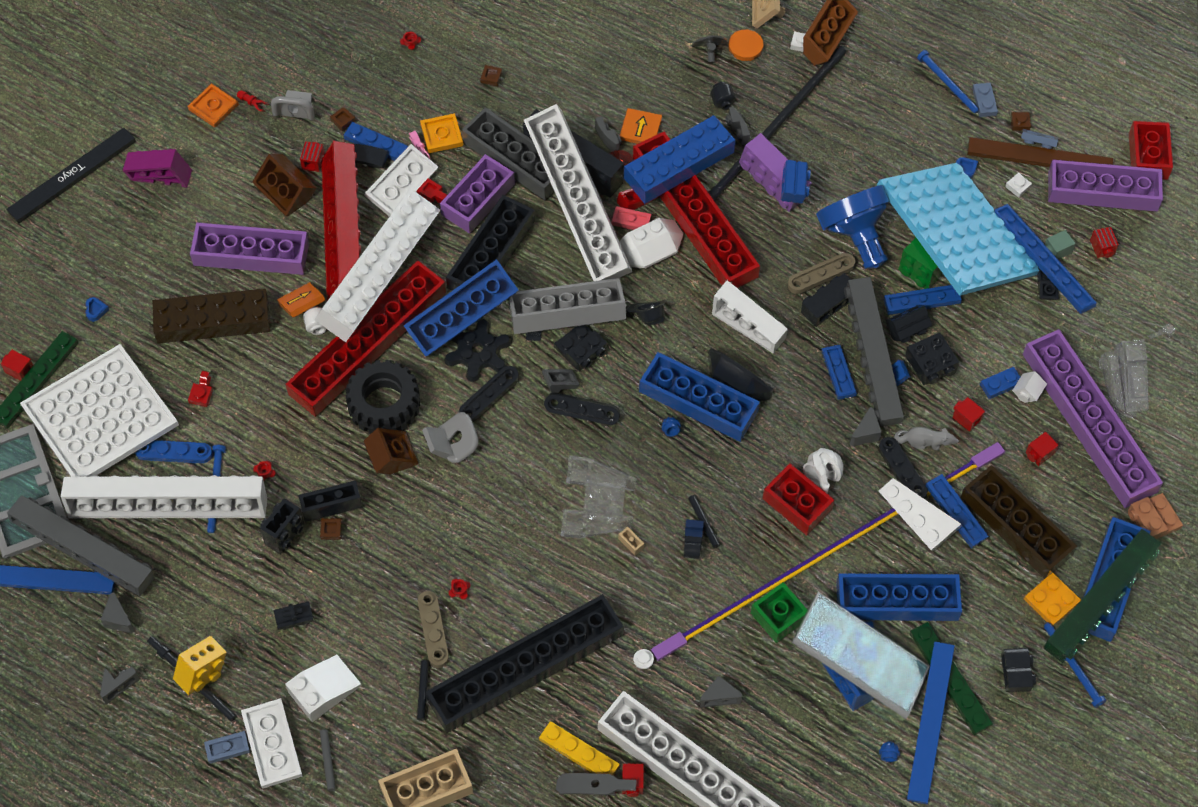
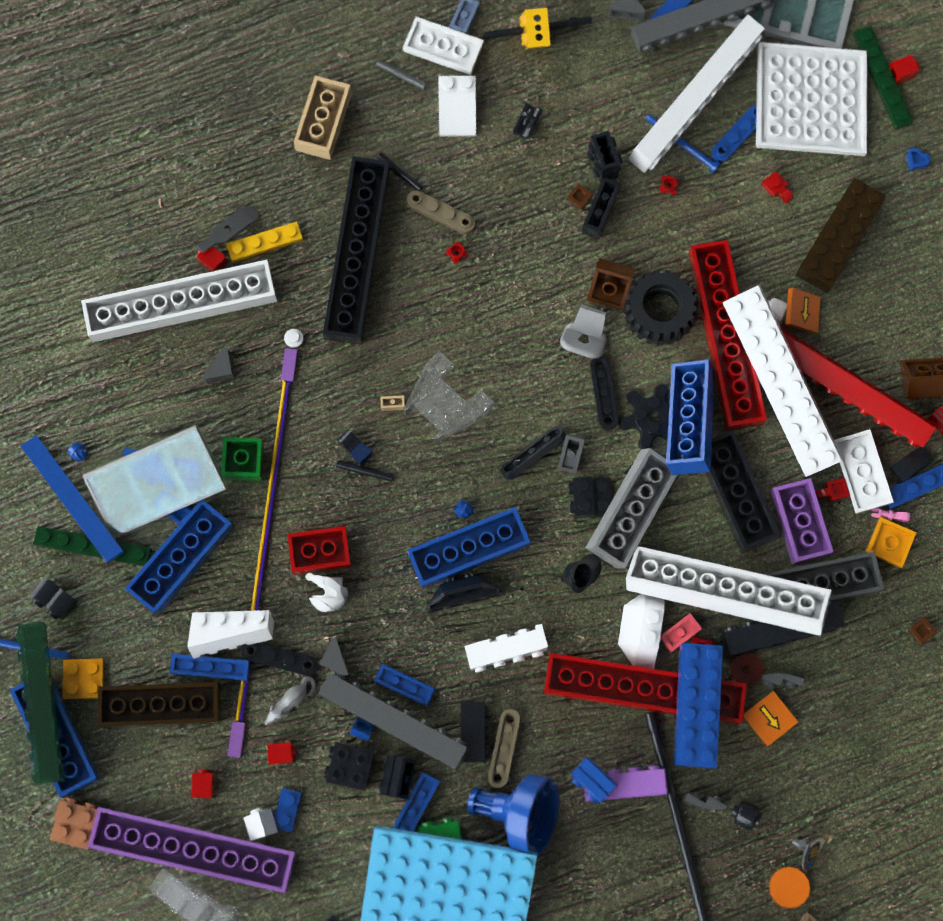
camera: 130 degrees right, 15 degrees up
(249, 248) = (883, 304): medium lavender brick -> none

